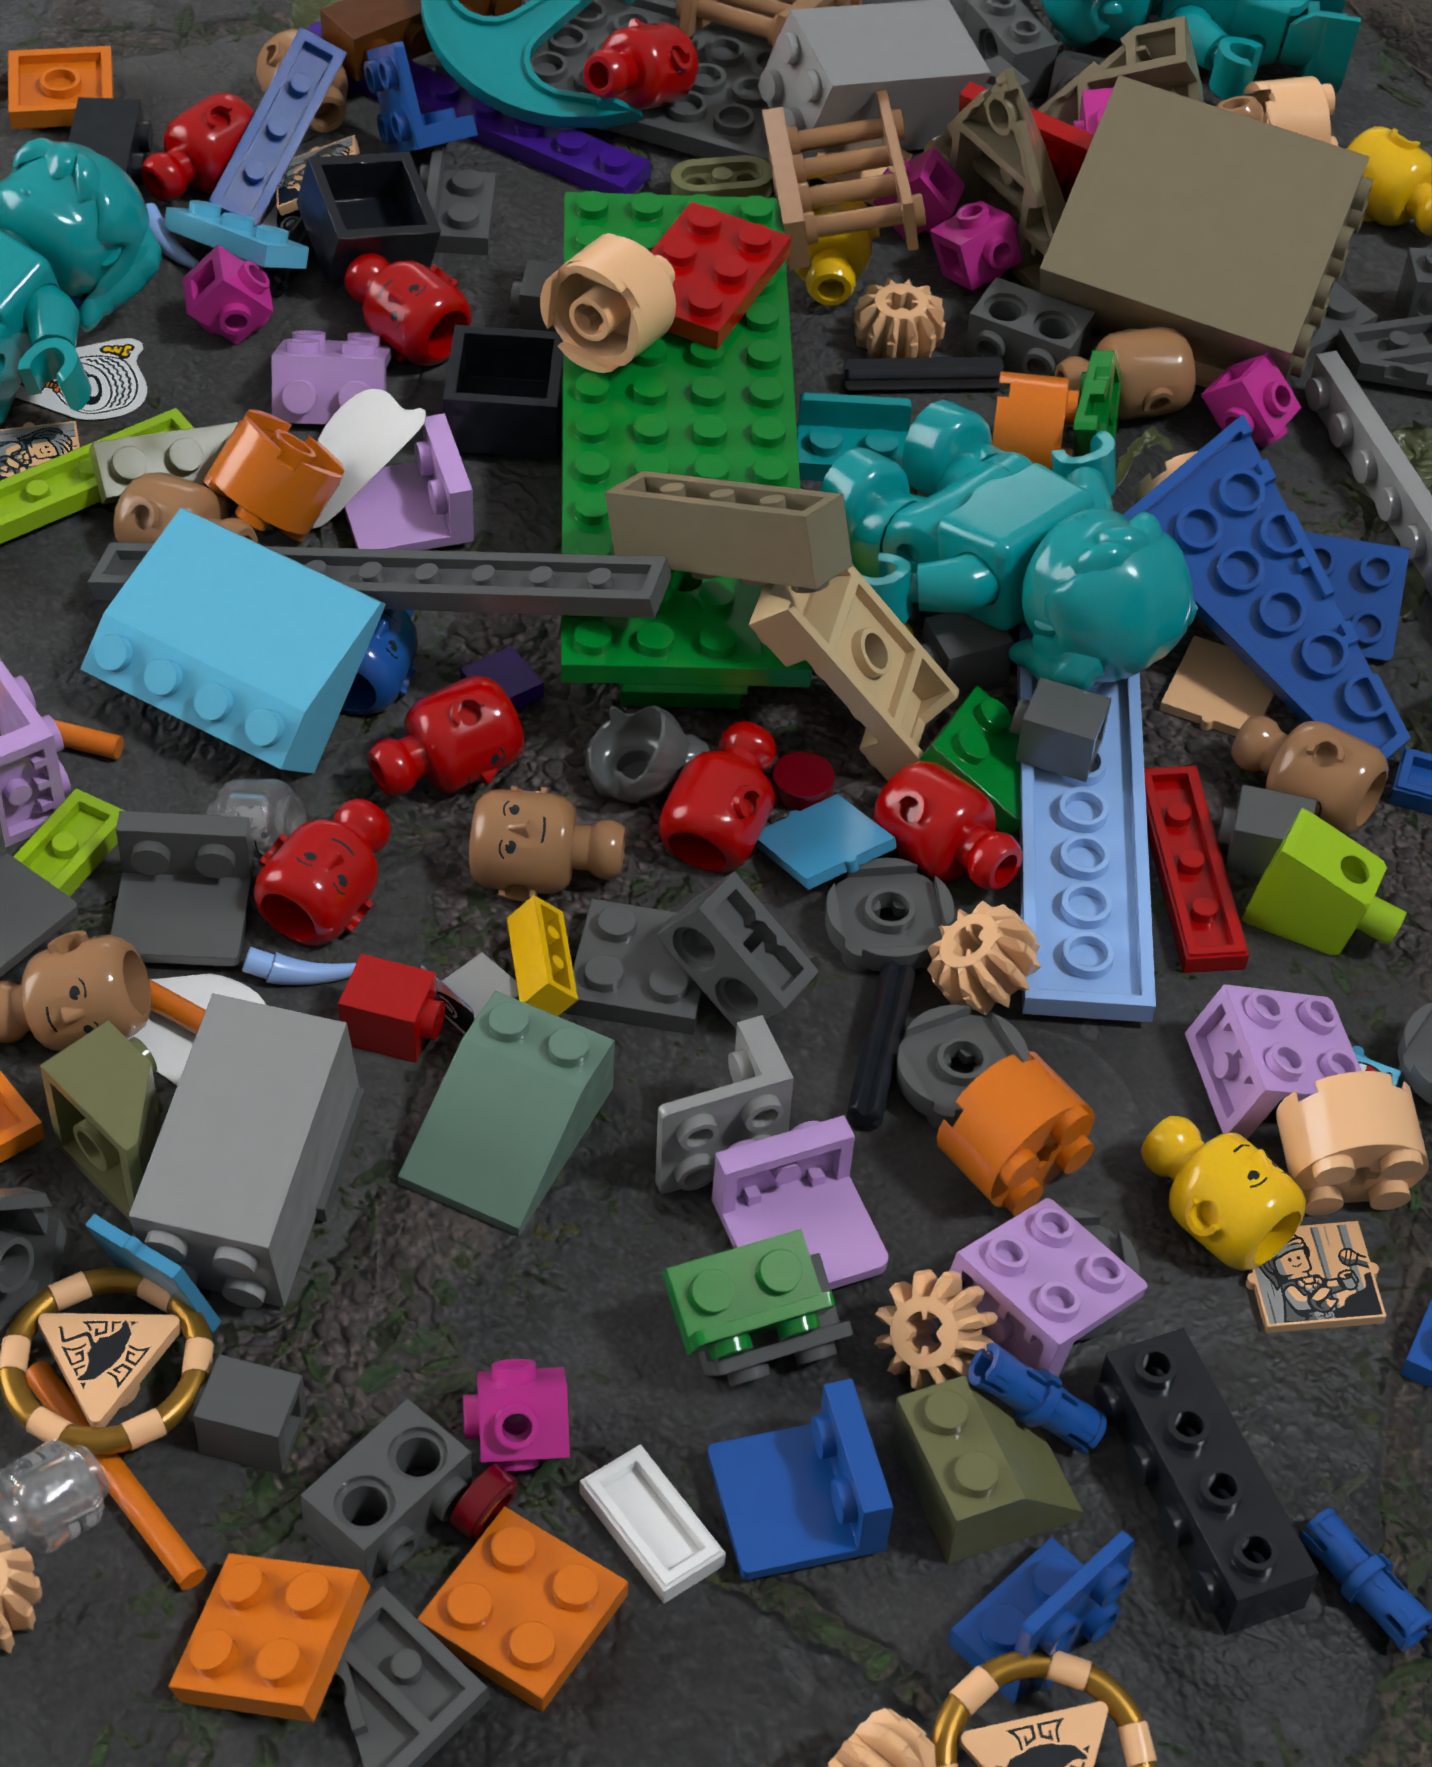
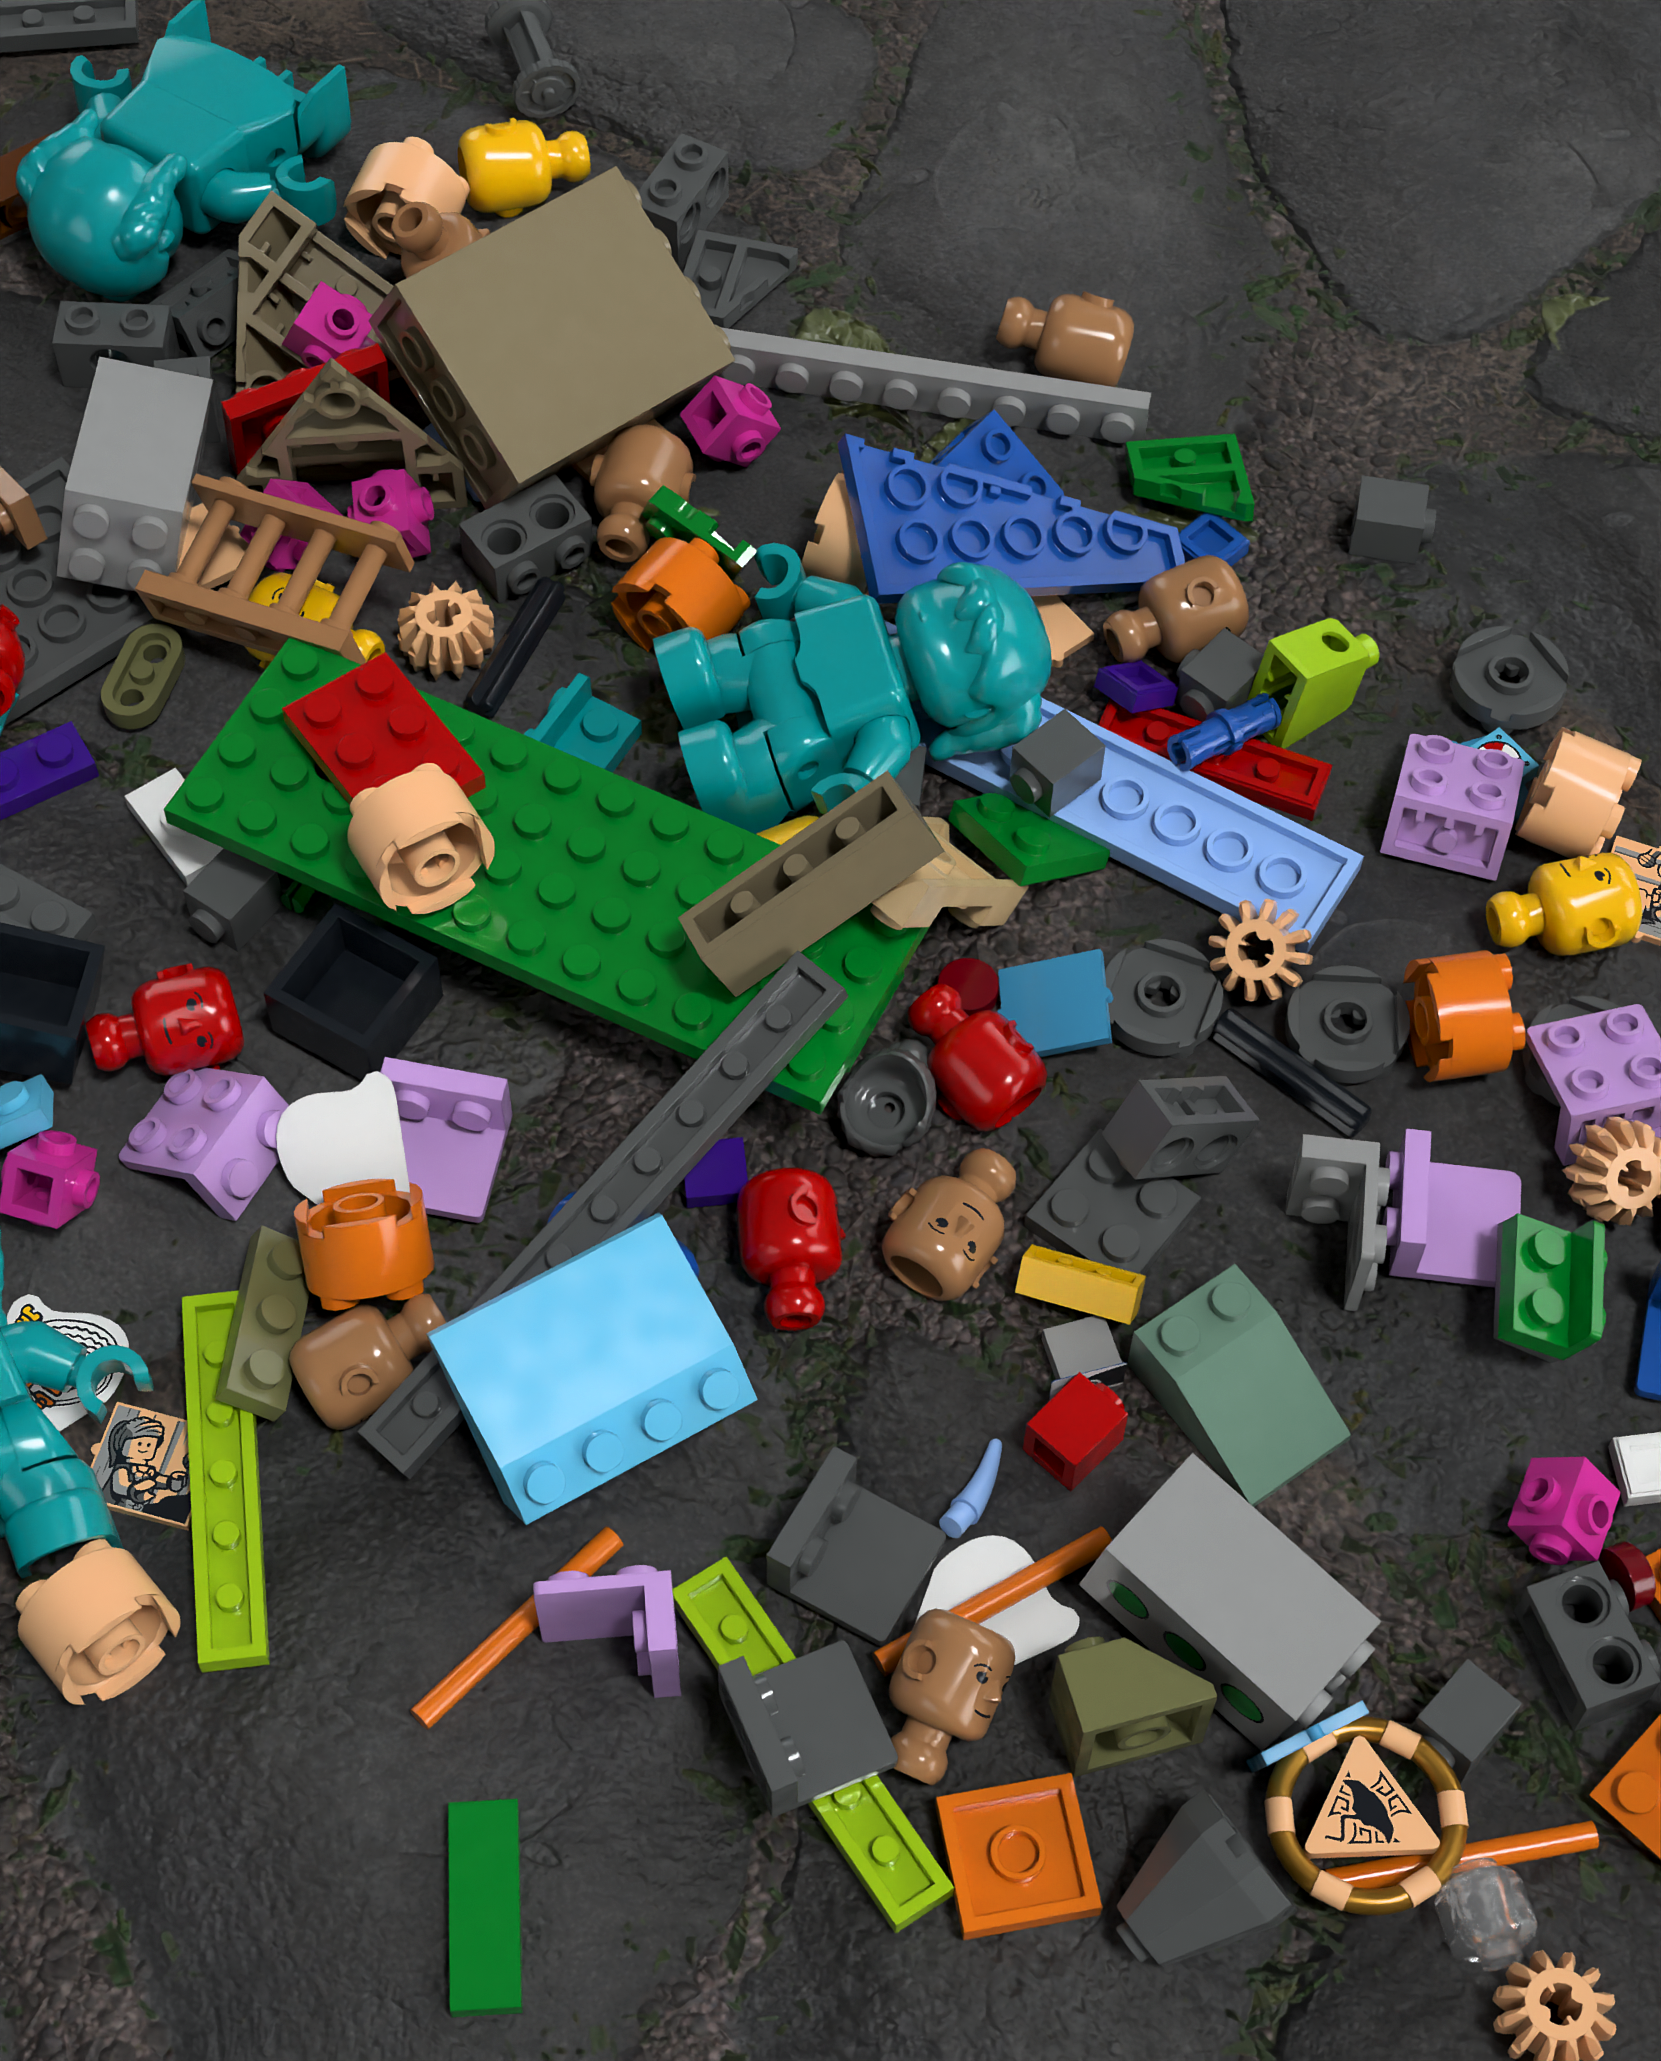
camera: 60 degrees left, 10 degrees up
(267, 803) = (789, 1447): clear head -> none
(323, 874) = (894, 1417): red piece -> none
(946, 827) = (1099, 905): red piece -> none
(1205, 846) = (1224, 731): none -> blue pin
(1211, 774) = (1136, 686): none -> dark purple tile

